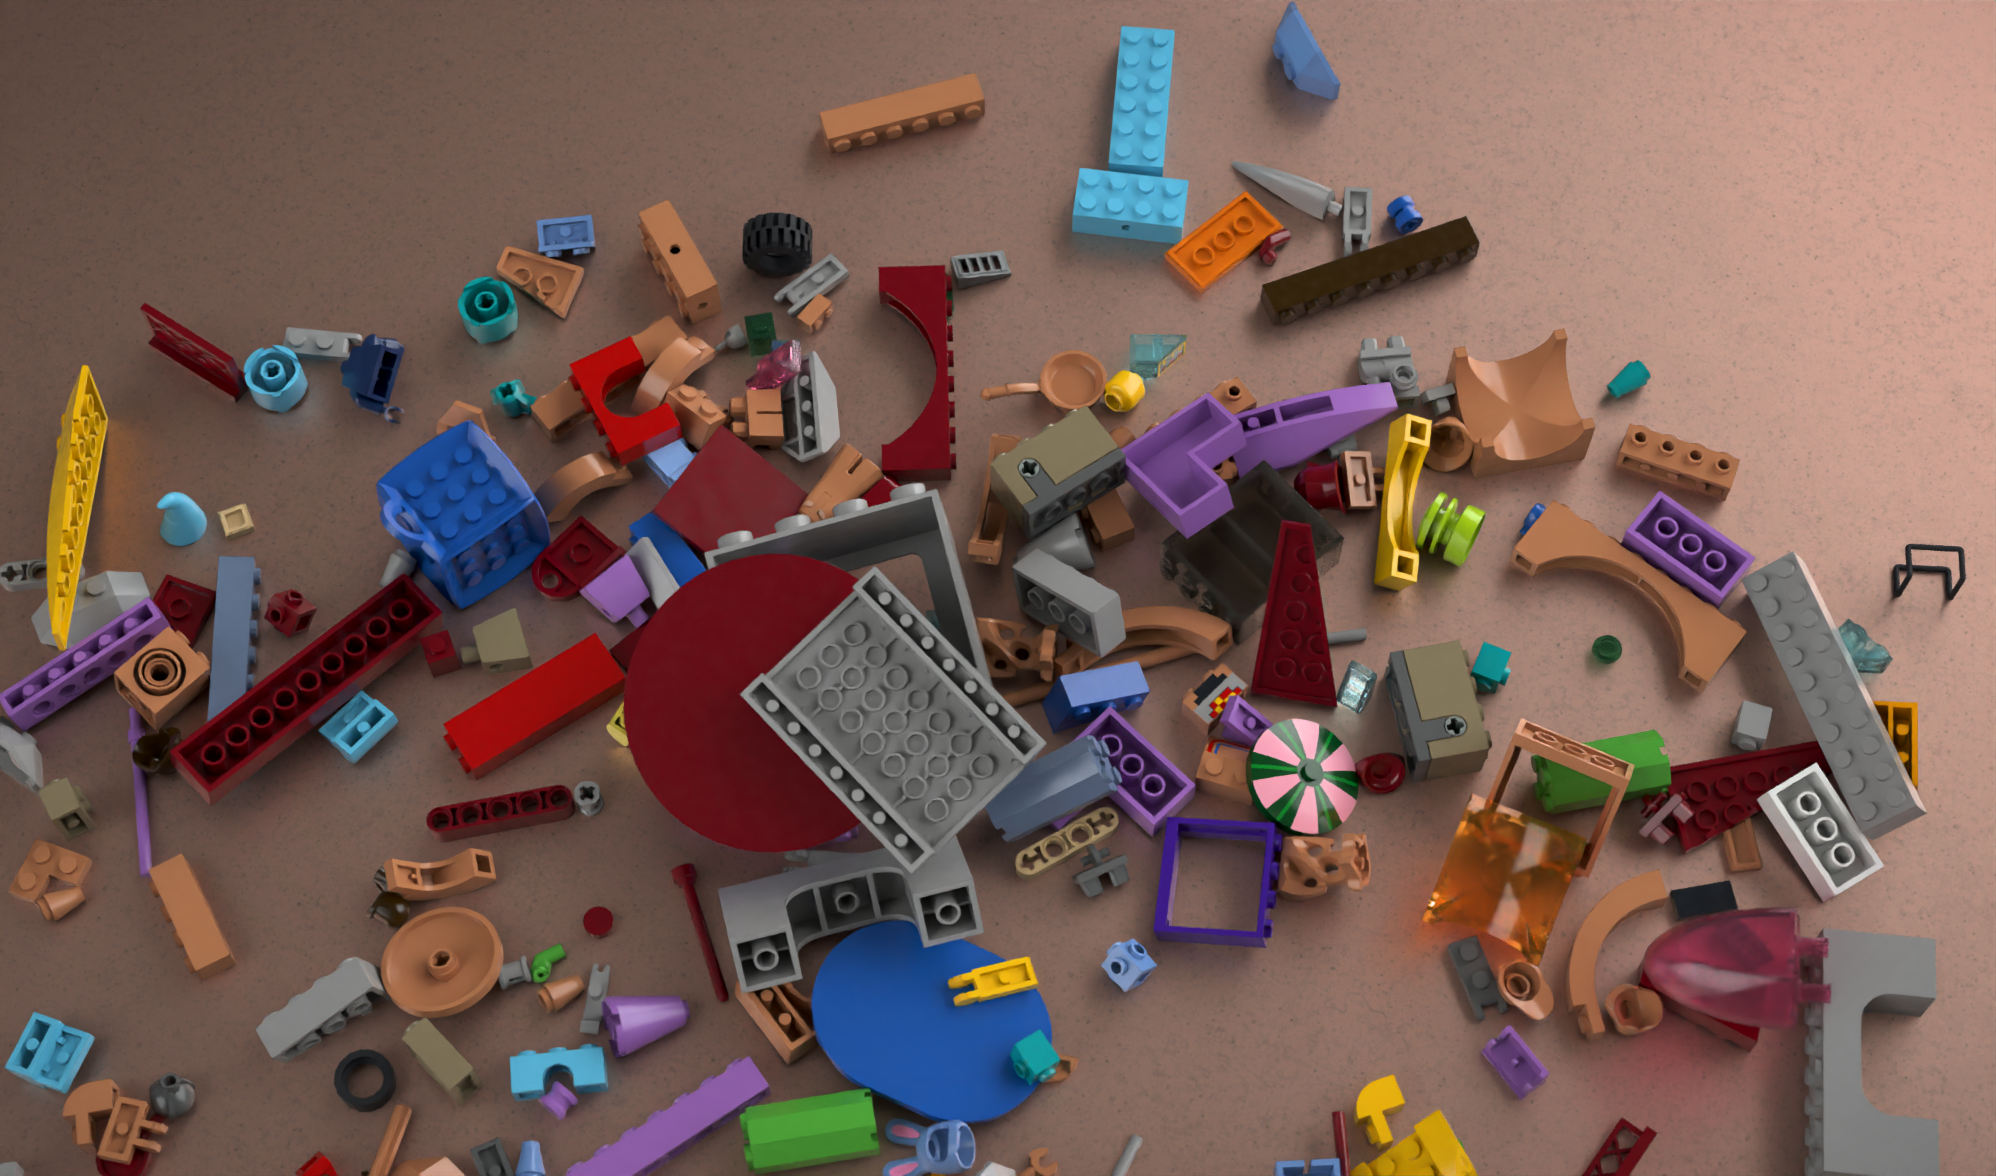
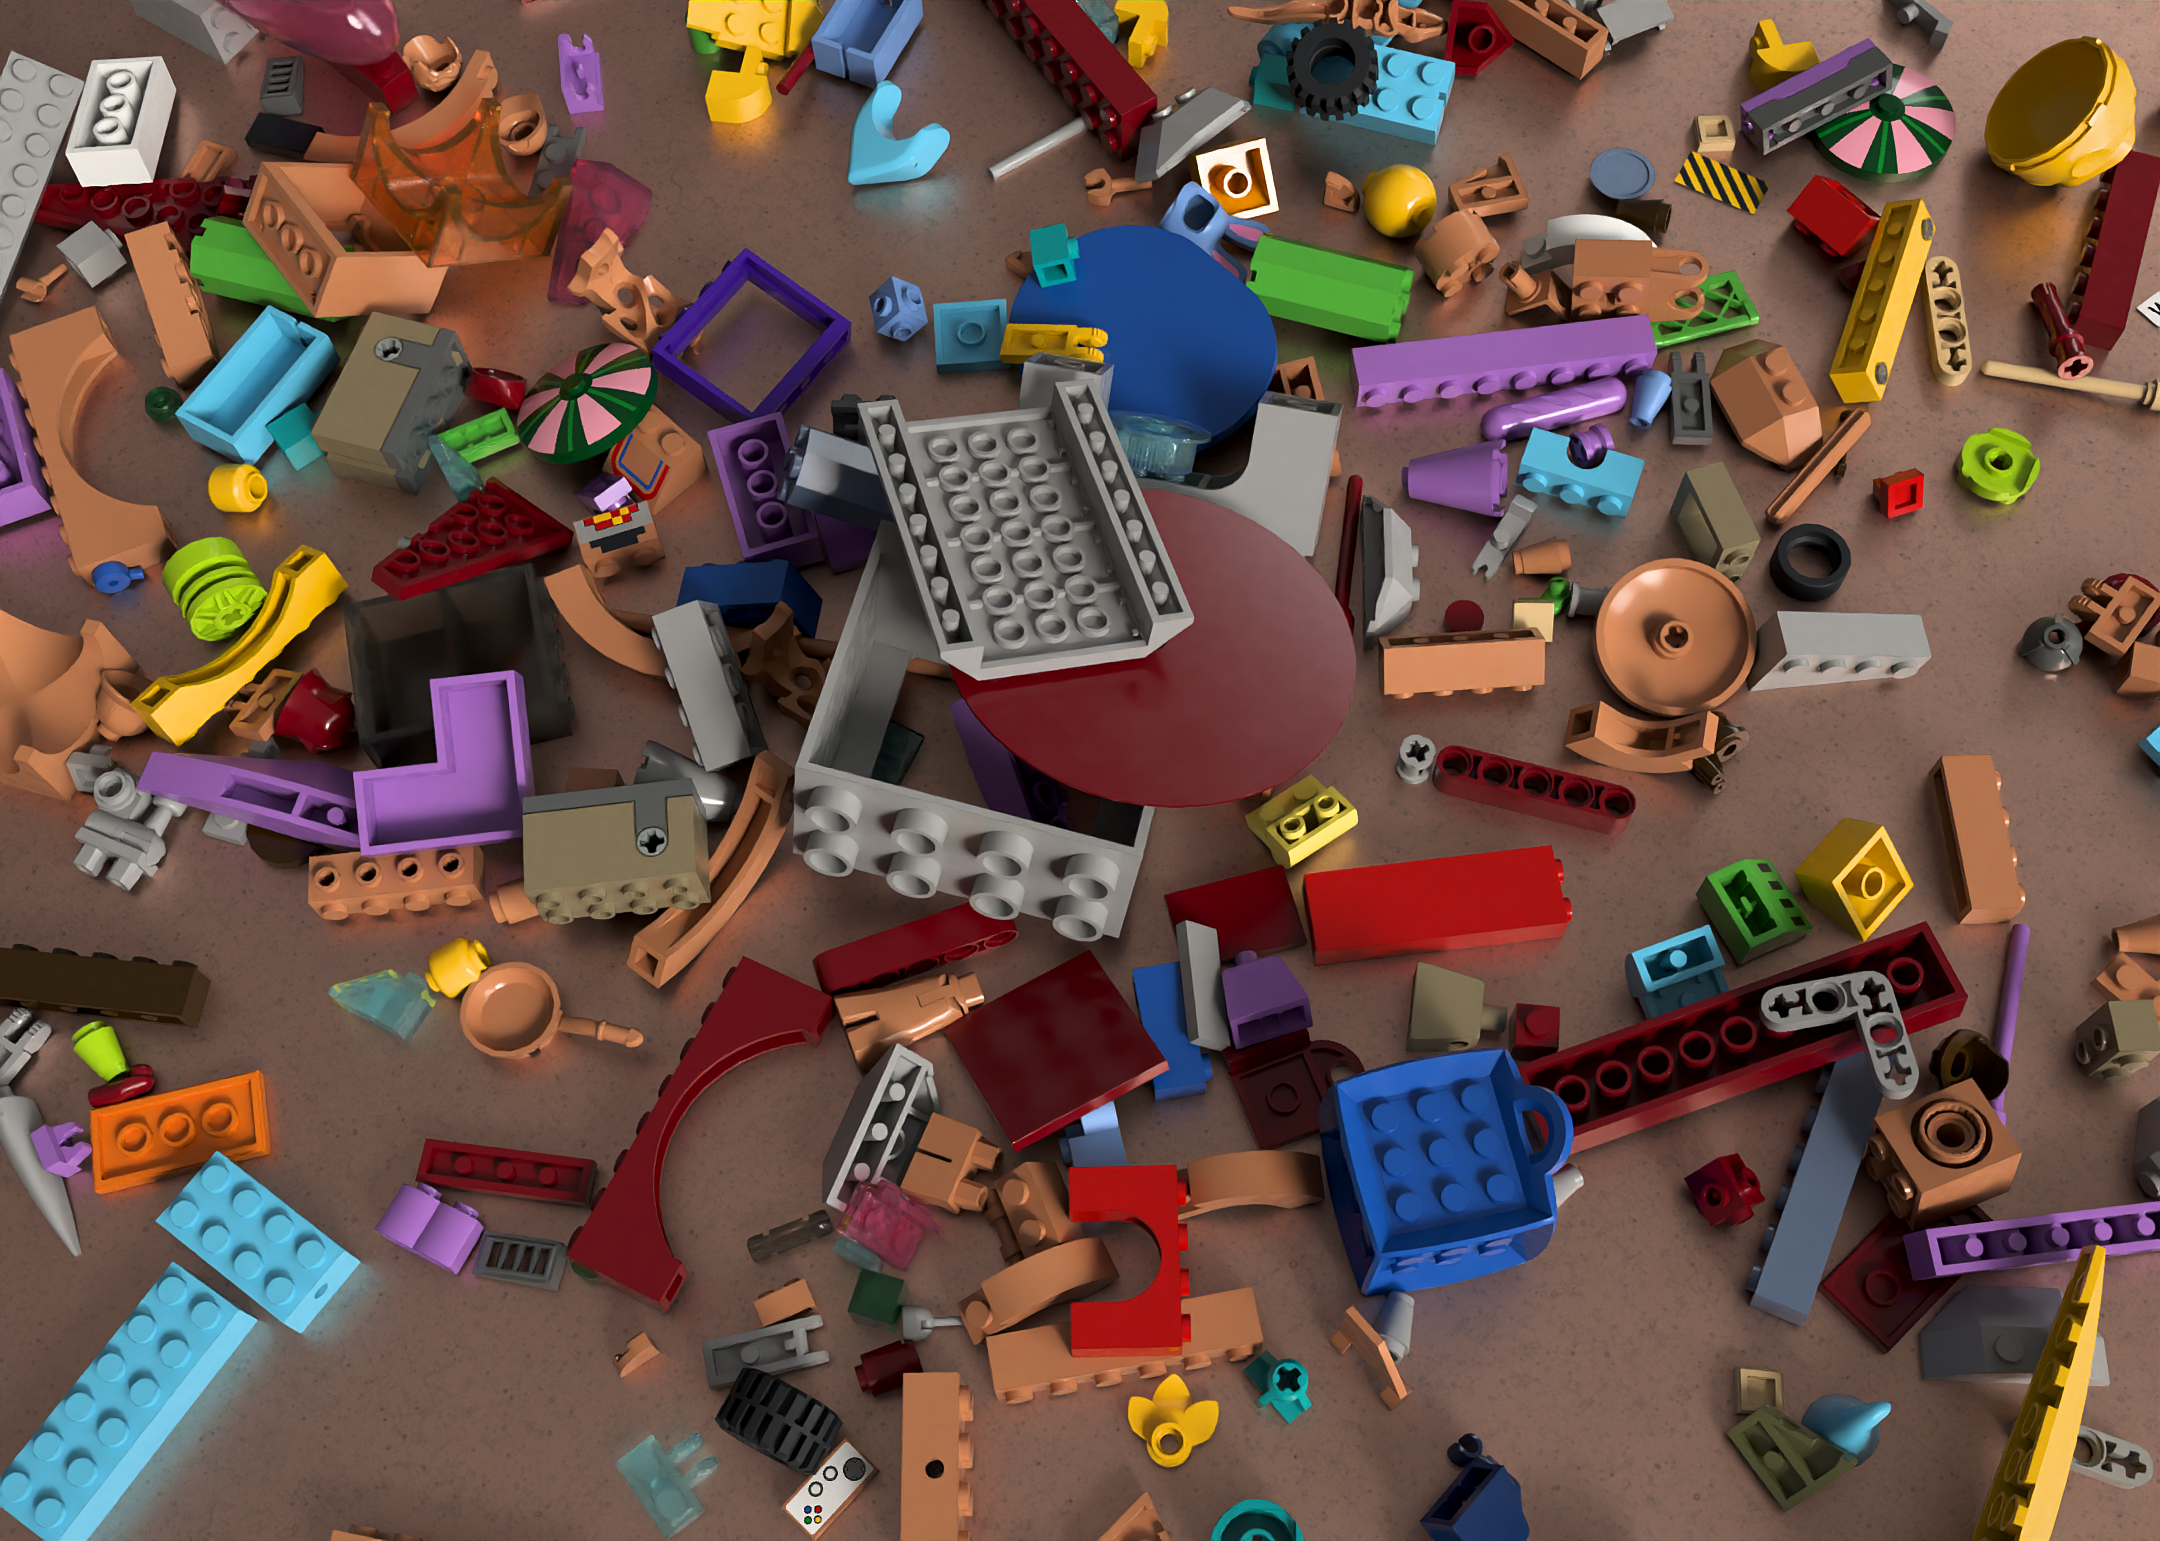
camera: 150 degrees left, 0 degrees up
(209, 486) = (1788, 1455): none -> olive wing
(240, 714) = (1851, 1007): none -> light grey beam
(267, 851) = (1855, 876): none -> yellow slope
(324, 797) = (1752, 908): none -> bright green slope
(548, 938) = (1534, 614): none -> tan tile
(558, 360) = (1175, 1416): none -> yellow plate
(585, 877) = (1461, 662): none -> nougat brick
(600, 1125) = (1554, 409): none -> medium lavender piece
(667, 927) = (1385, 570): none -> light grey wedge
(731, 250) = (831, 1489): none -> tile
(736, 307) = (884, 1367): none -> dark red brick
(831, 205) = (661, 1485): none -> clear light blue hinge
(837, 345) = (789, 1235): none -> clear smoke axle
(865, 910) = (1158, 443): none -> clear light blue piece
(882, 253) = (641, 1350): none -> nougat tile
(1017, 304) = (507, 1172): none -> dark red plate
(1039, 256) = (431, 1227): none -> medium lavender brick
(1069, 982) = (969, 335): none -> medium azure tile
(1225, 1100) = (875, 152): none -> medium azure animal
(1281, 197) = (56, 1148): none -> medium lavender tile
(1300, 255) = (101, 1051): none -> lime cone
(1367, 726) = (482, 436): none -> bright green plate
(1406, 945) = (600, 199): none -> clear pink wedge
(1502, 611) = (237, 487): none -> yellow head
(1543, 675) = (257, 382): none -> medium azure piece
(1648, 707) = (174, 304): none -> nougat wedge
(1776, 689) = (37, 289): none -> nougat hand

